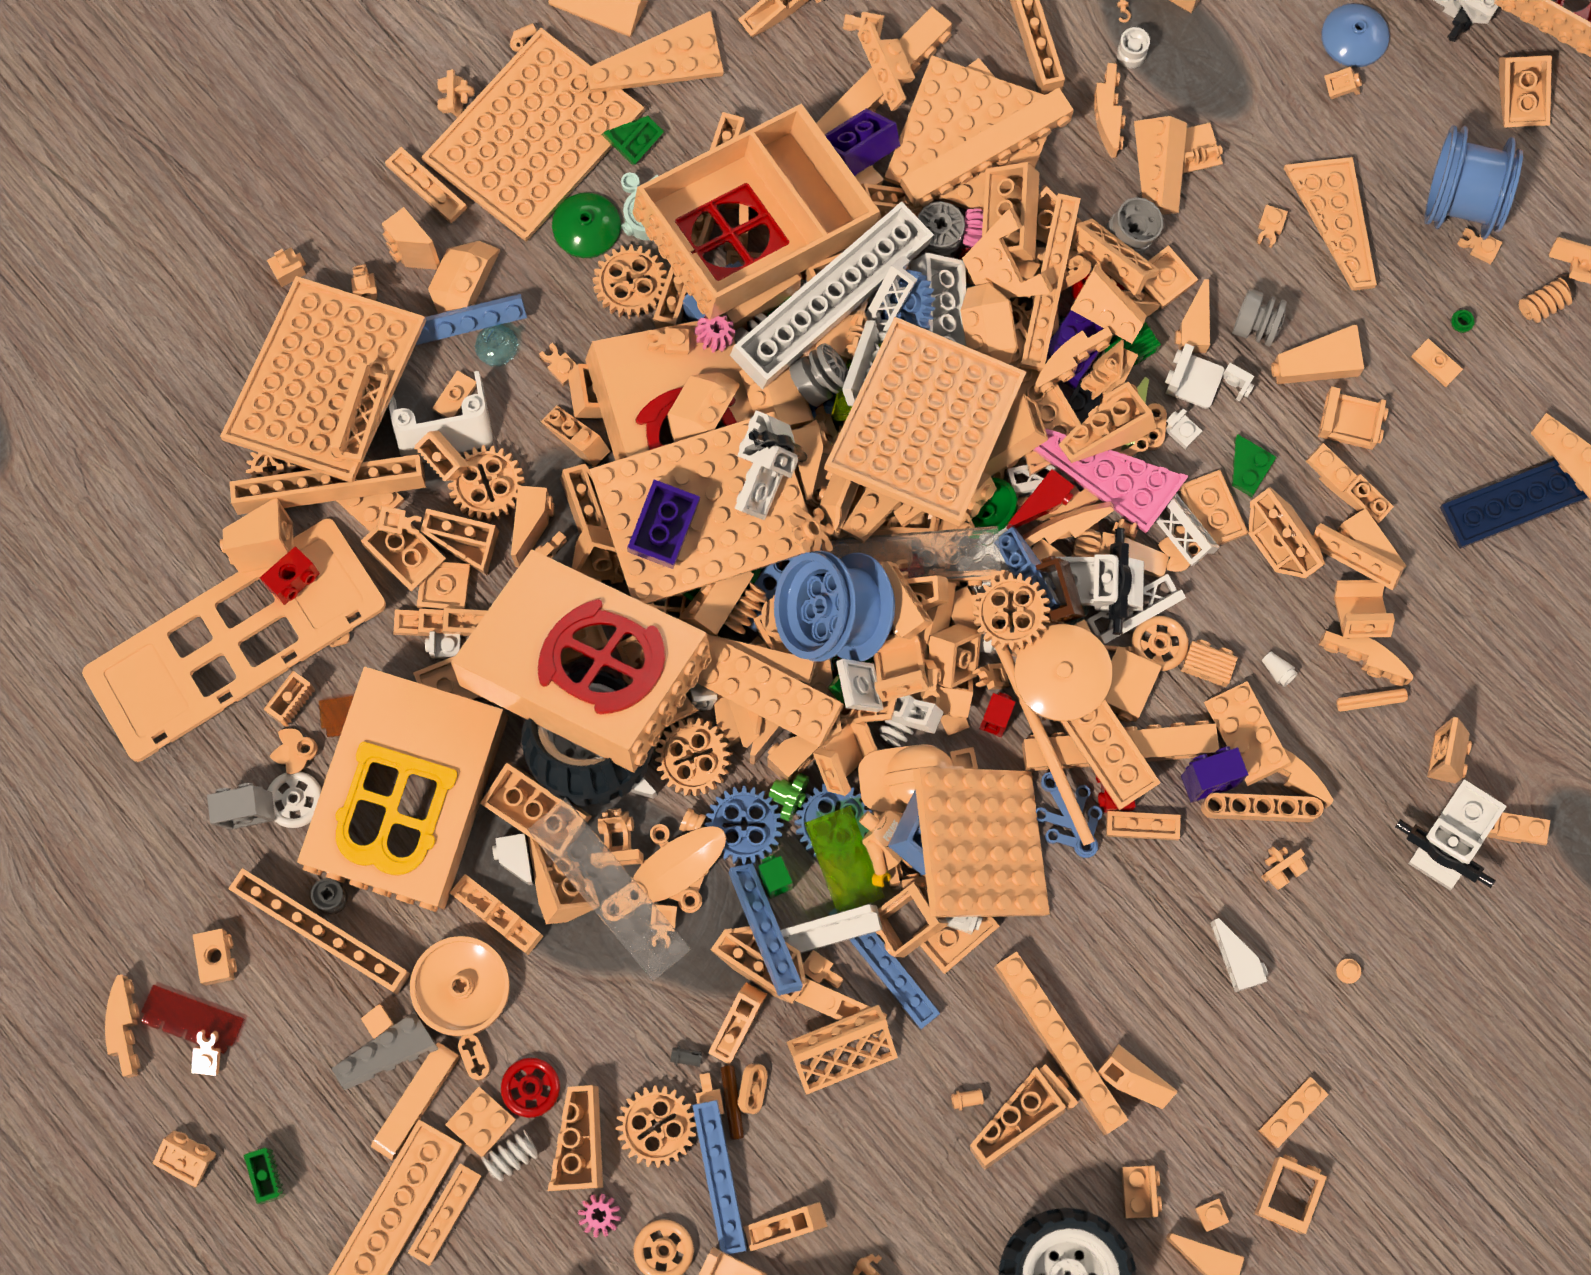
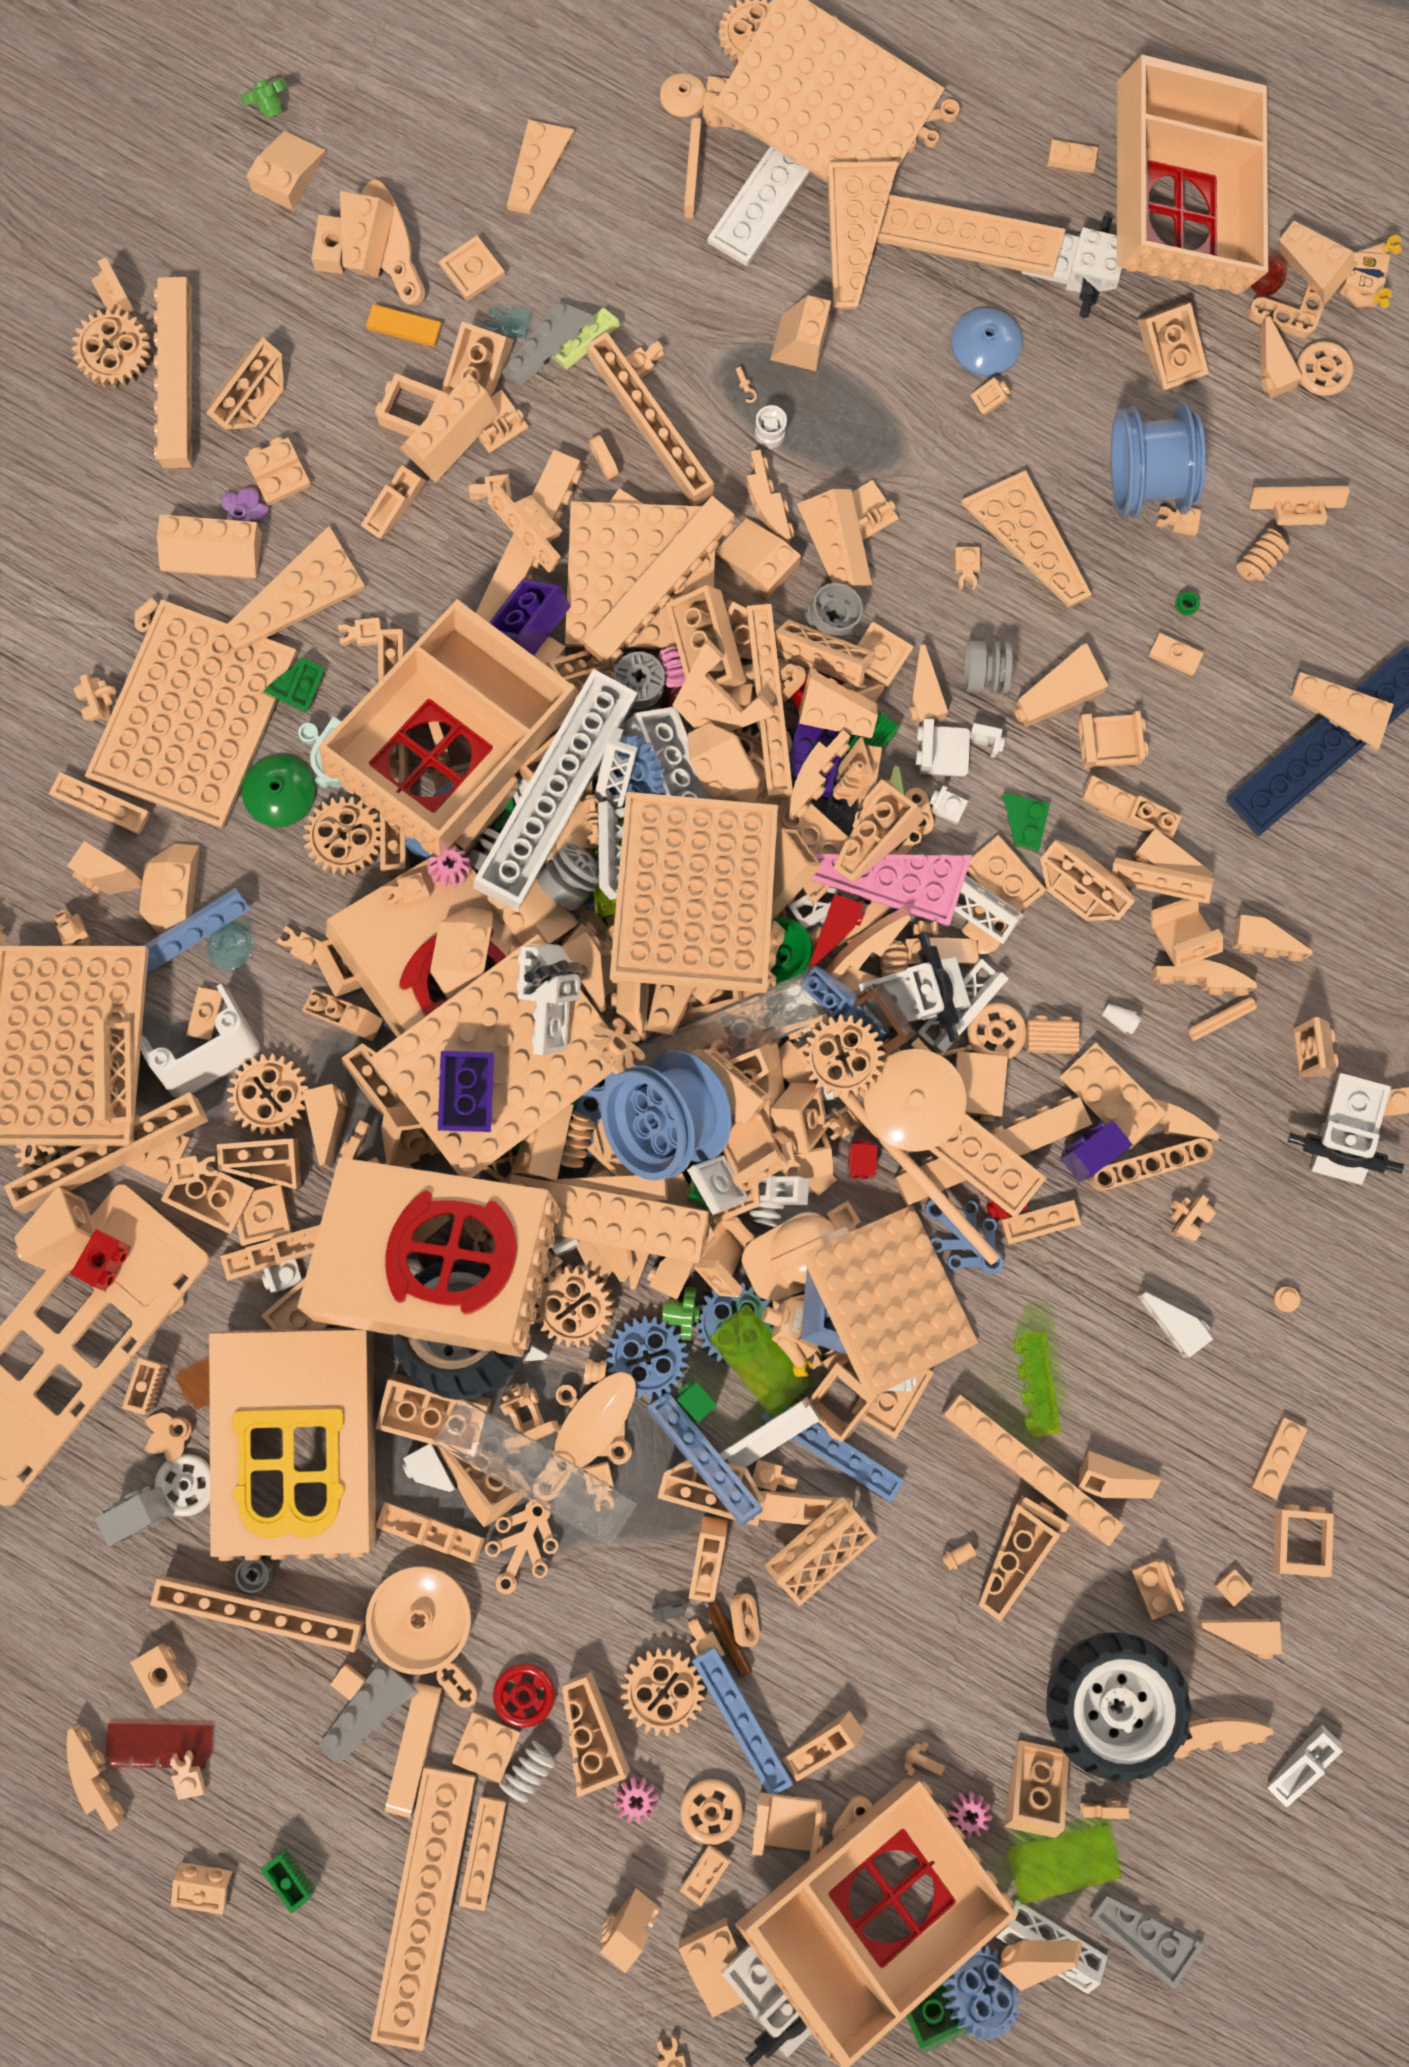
camera: 20 degrees left, 5 degrees up
(441, 456) = (213, 1085): light nougat brick -> none
(578, 951) = (524, 1541): none -> light nougat plant
(709, 112) = (364, 632): none -> light nougat plate
(974, 28) = (603, 457): none -> light nougat beam
(1084, 158) = (759, 557): none -> light nougat slope
(1092, 966) = (1038, 1383): none -> clear neon green brick
(1433, 637) = (1261, 935): none -> light nougat slope

